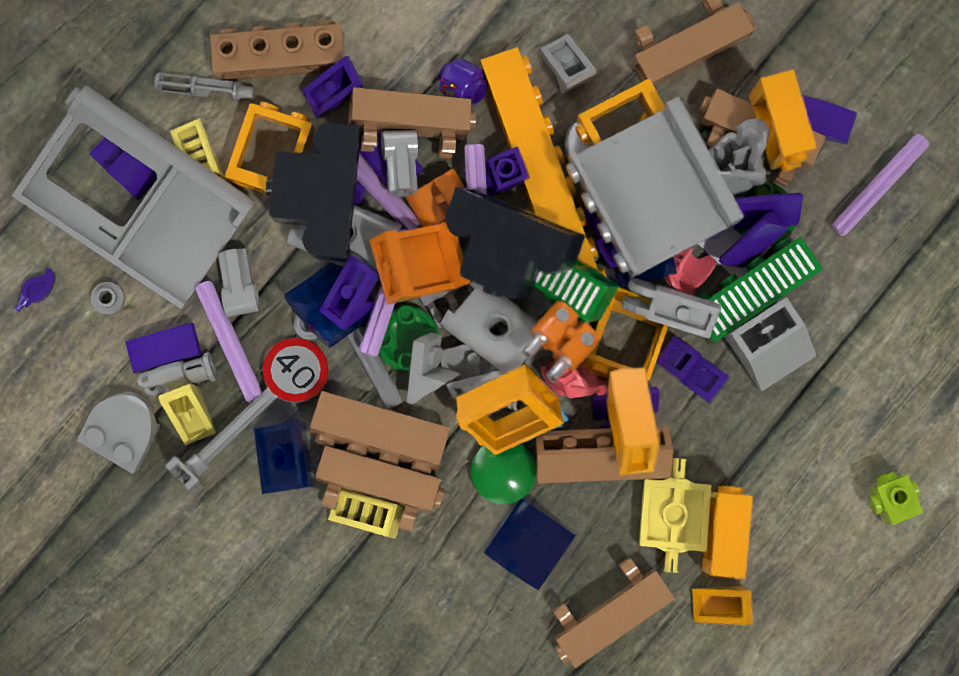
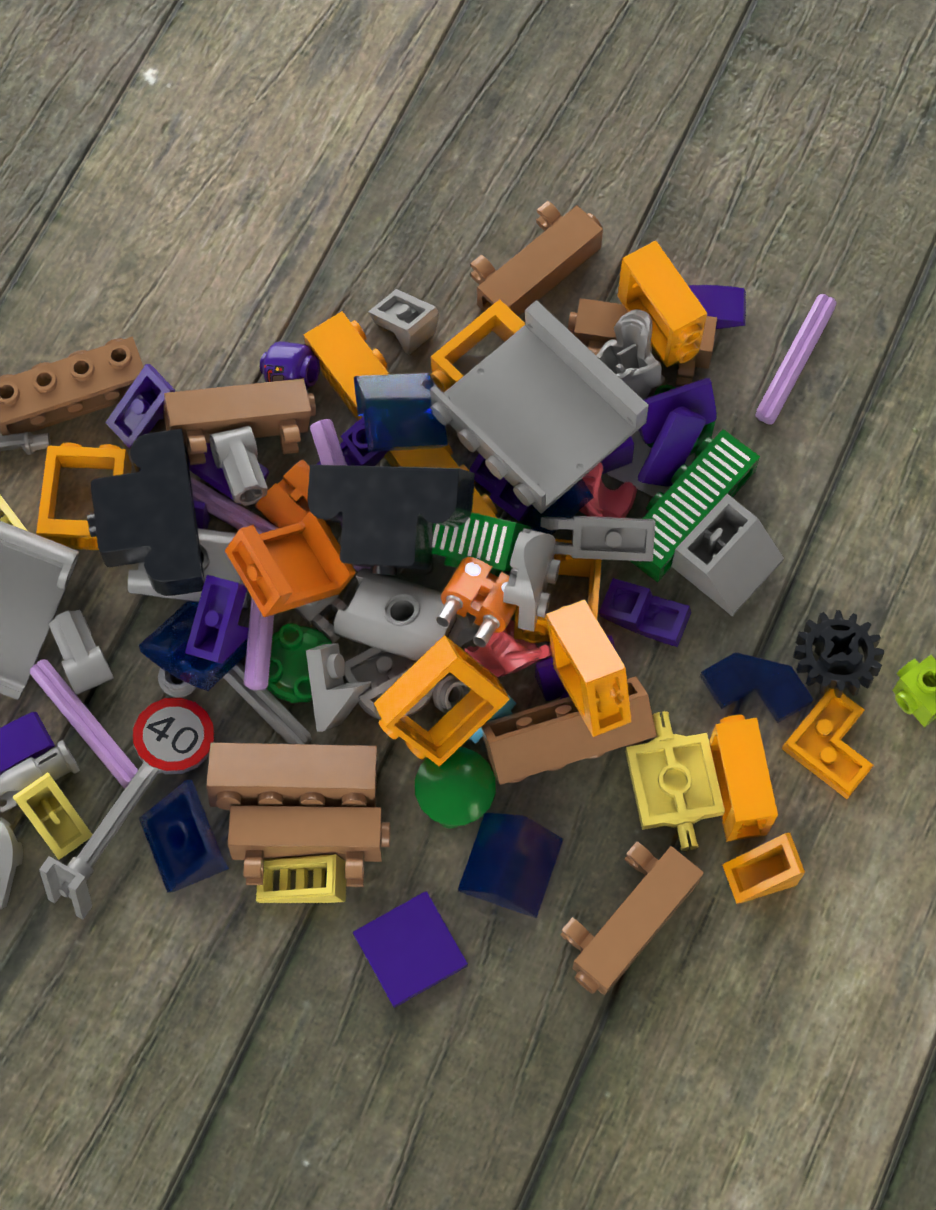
camera: 15 degrees left, 15 degrees down
(435, 589) = (410, 949): none -> dark purple tile
(540, 154) = (398, 412): none -> clear blue slope
(610, 324) = (531, 572): none -> light grey slope
(777, 455) = (773, 681): none -> clear blue tile
(797, 513) = (820, 746): none -> light orange tile
(842, 458) = (842, 669): none -> black gear

